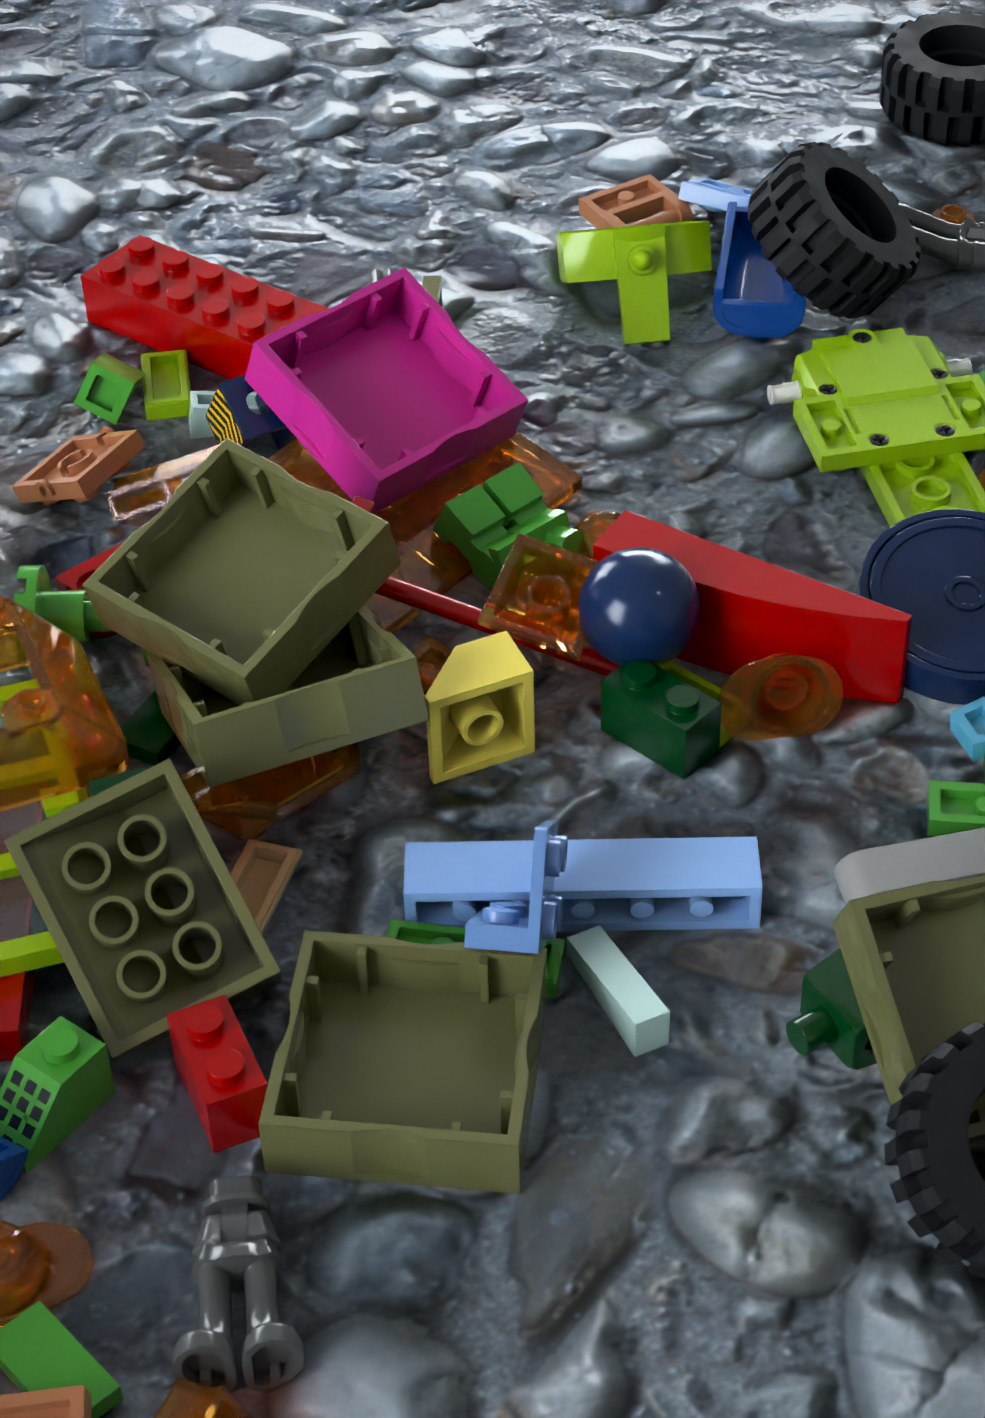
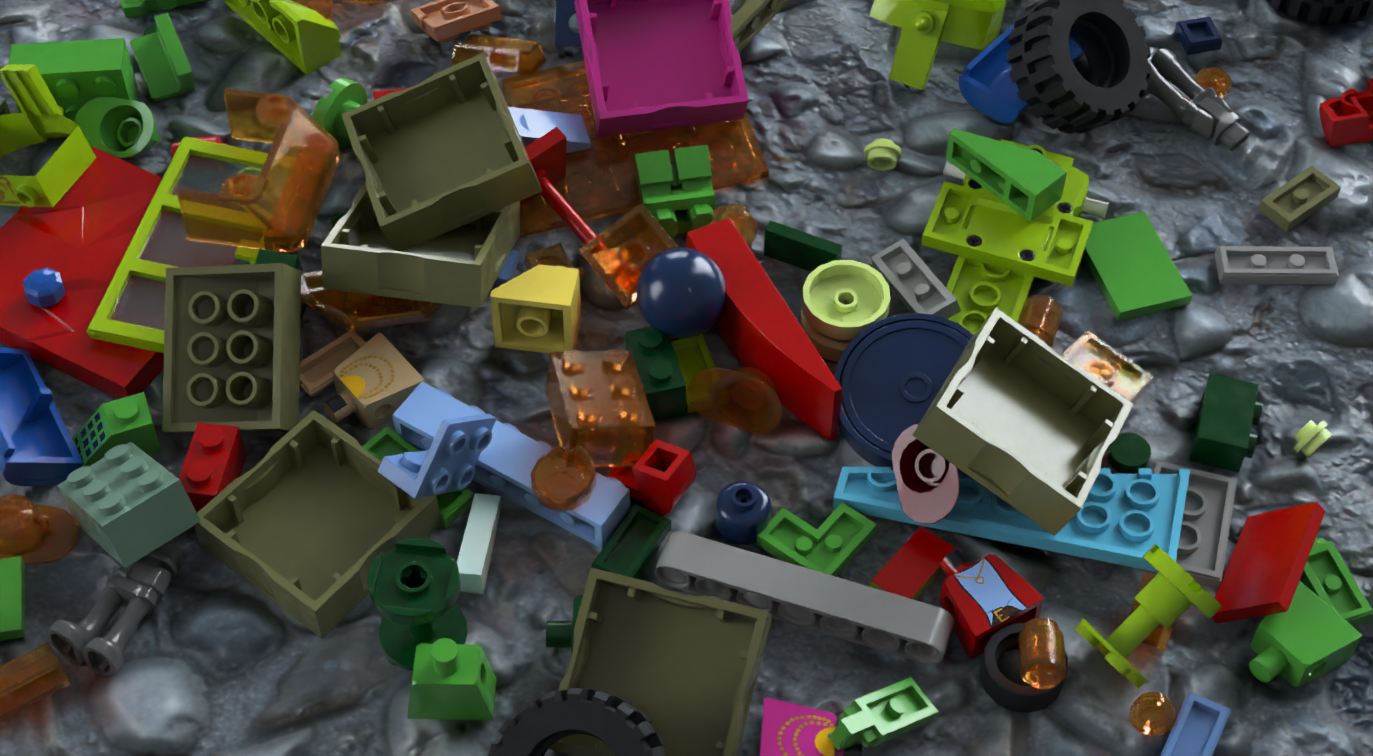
camera: 30 degrees right, 10 degrees up
(159, 1150) = (128, 503): none -> sand green brick
(341, 877) = (372, 383): none -> tan torso
(645, 1044) = (417, 597): none -> dark green piece
(646, 771) = (599, 405): none -> clear orange brick
(691, 848) = (564, 478): none -> clear orange hair
(693, 410) = (882, 154): none -> yellowish green plate
(719, 523) = (798, 247): none -> dark green tile
(741, 1145) = (451, 682): none -> bright green torso
(779, 813) = (658, 476): none -> red brick
(795, 908) = (633, 542): none -> dark green tile
(813, 541) = (841, 303): none -> yellowish green wheel
(848, 505) = (914, 281): none -> light grey plate
(860, 355) = (1010, 172): none -> bright green slope
(895, 804) = (742, 512): none -> dark blue head
(903, 185) = (1198, 35): none -> dark blue tile

